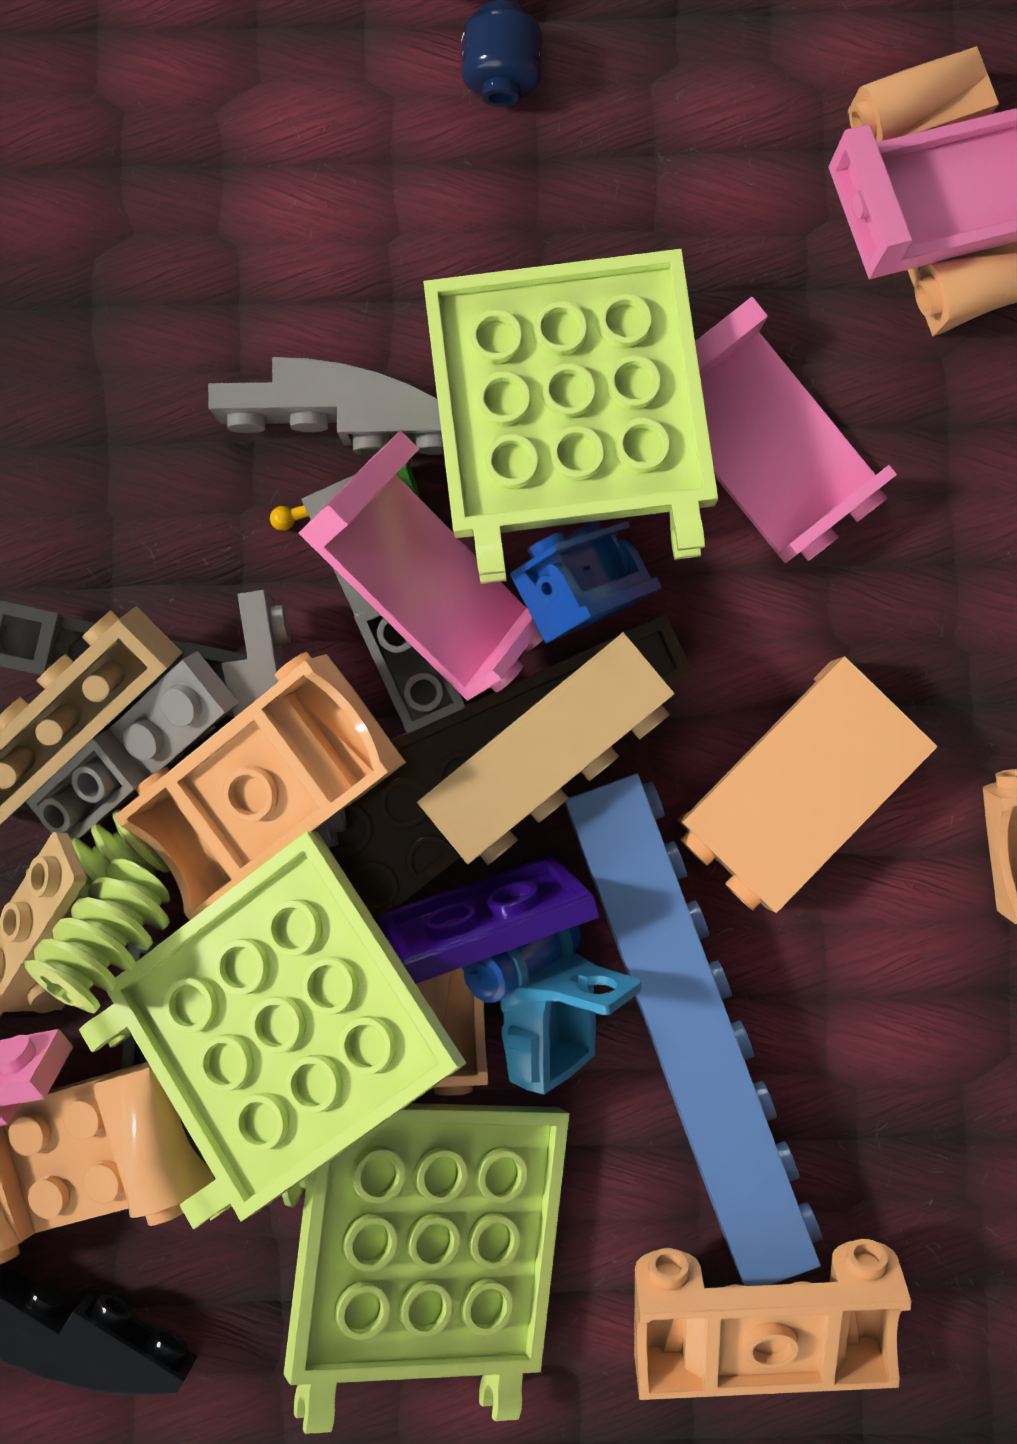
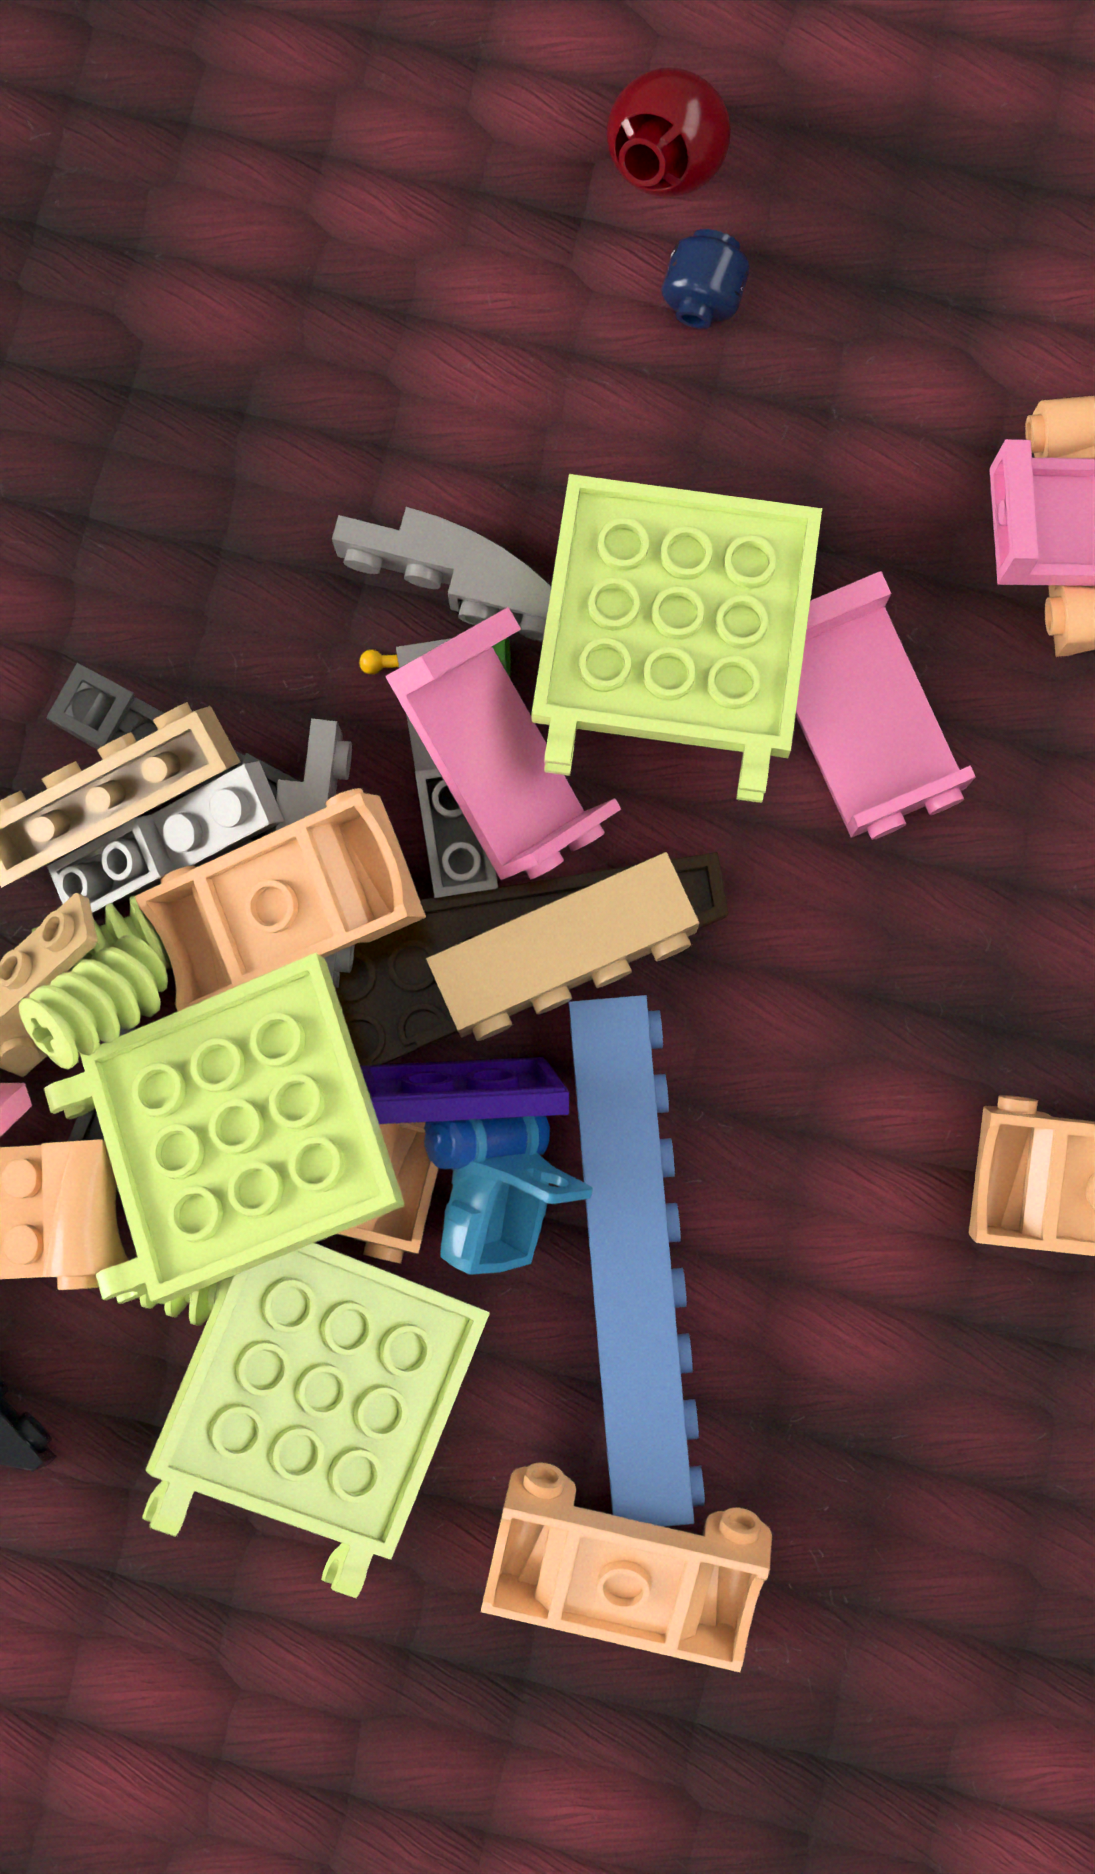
camera: 20 degrees right, 5 degrees down
(582, 579) = (644, 795): blue hinge -> none
(805, 787) = (806, 1054): light nougat panel -> none

